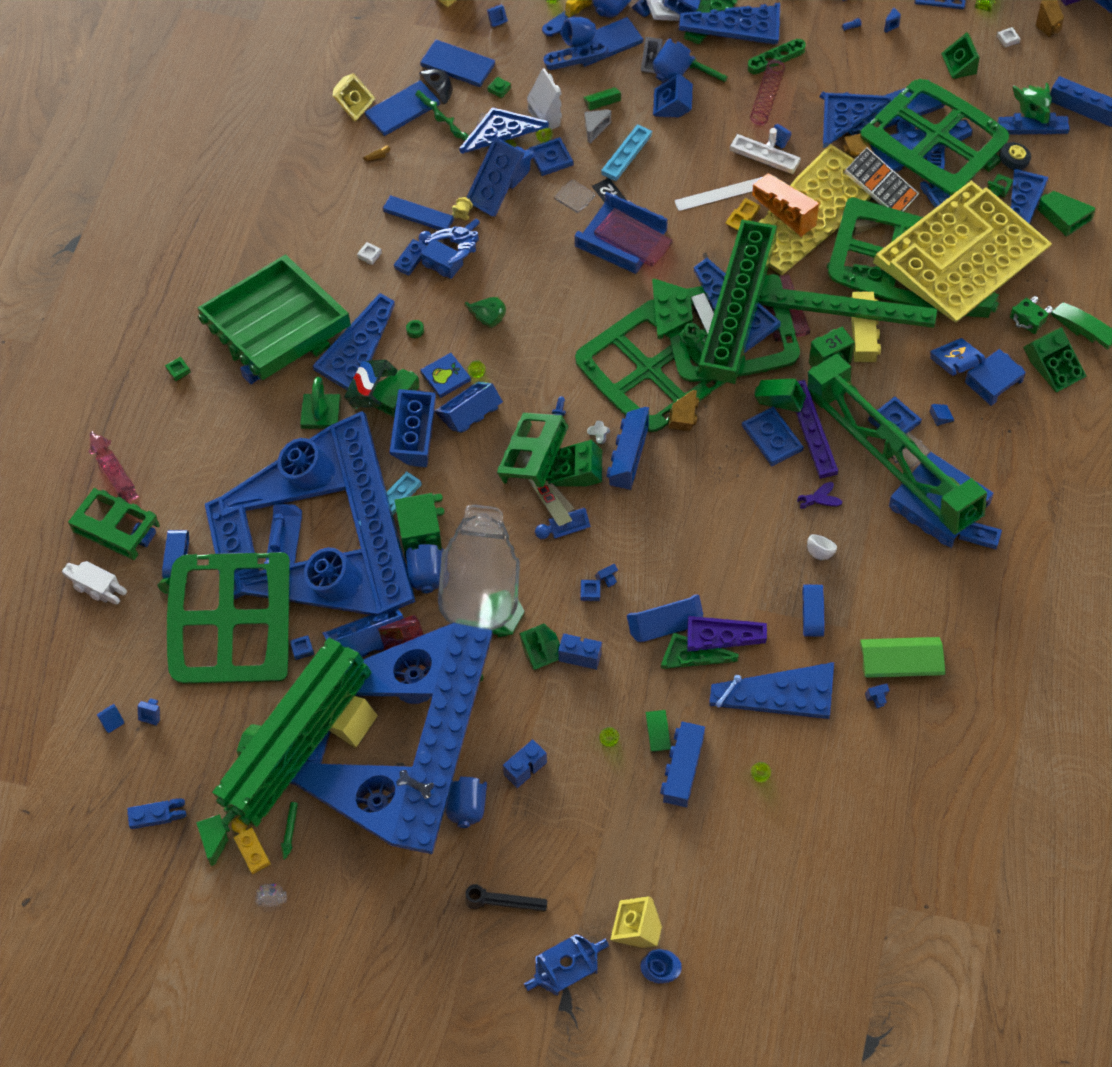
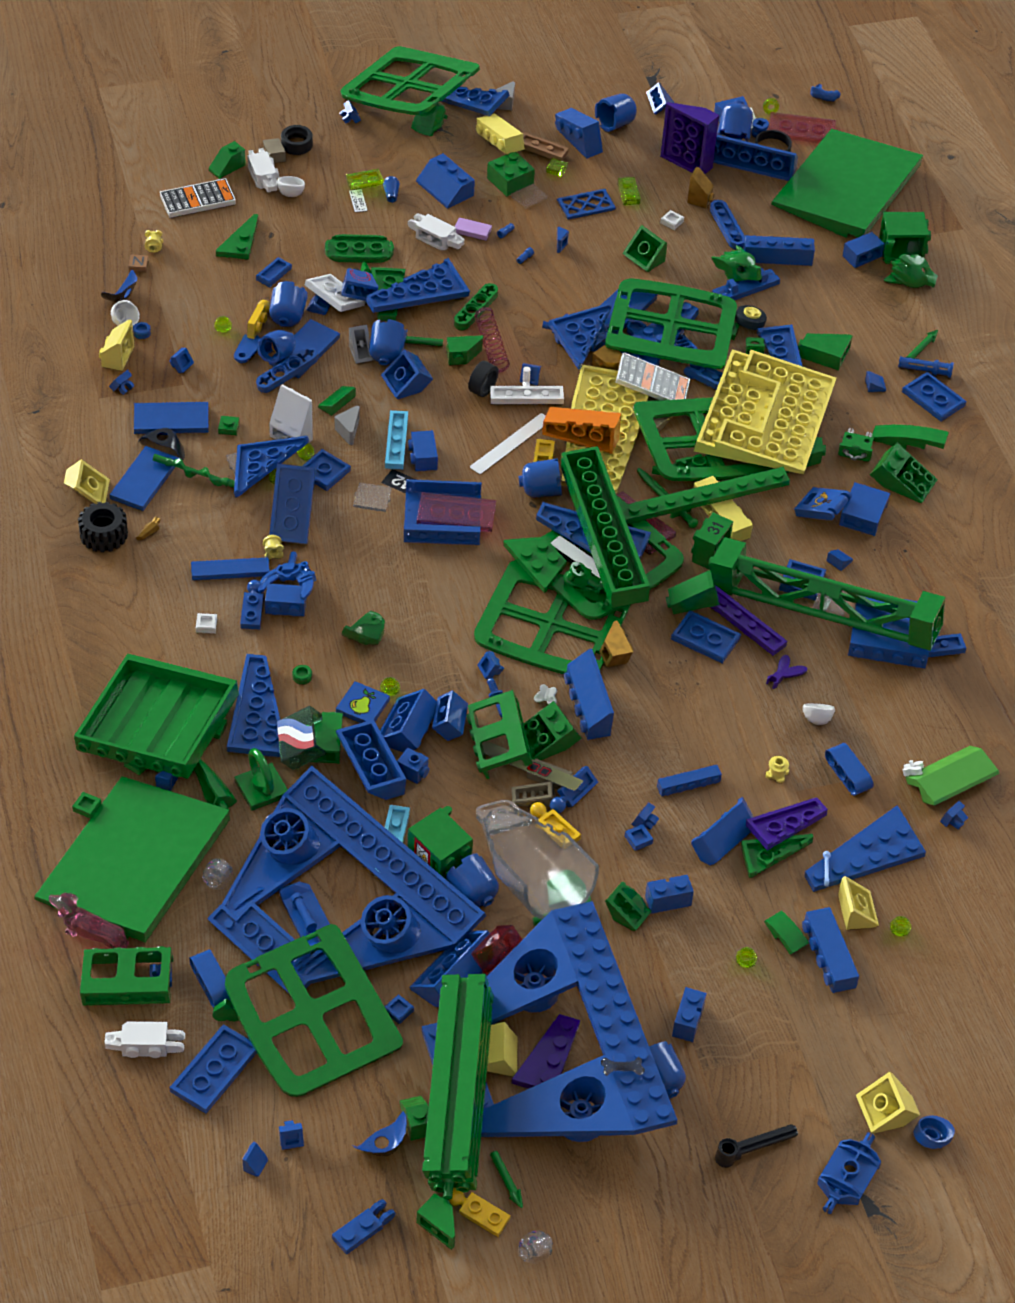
camera: 35 degrees left, 10 degrees down
(129, 630) = (214, 1069): none -> blue plate
(185, 428) = (136, 855): none -> green slope
(204, 751) = (394, 1134): none -> blue piece
(235, 470) = (217, 874): none -> clear head
(283, 398) = (213, 787): none -> green piece
(339, 127) = (103, 526): none -> black tyre
(390, 744) = (550, 1053): none -> dark purple wing
(437, 15) = (121, 381): none -> blue tile
(447, 445) = (414, 765): none -> blue brick
(504, 415) = (450, 715): none -> blue brick
(528, 548) = (553, 818): none -> yellow plate
(541, 517) = (541, 788): none -> dark tan slope
(568, 385) = (490, 665): none -> blue tile
(641, 171) = (423, 450): none -> blue brick
(668, 559) = (689, 780): none -> blue piece
(720, 235) = (541, 478): none -> blue cylinder
(727, 120) = (482, 378): none -> black tyre
(735, 735) = (856, 905): none -> light yellow slope
(737, 91) = (463, 349): none -> green slope
(751, 582) = (778, 769): none -> light yellow brick
(823, 287) = (692, 522): none -> green sword
(870, 635) = (913, 768): none -> white piece
(1055, 57) = (727, 223): none -> blue plate
(1091, 261) = (874, 382): none -> blue slope

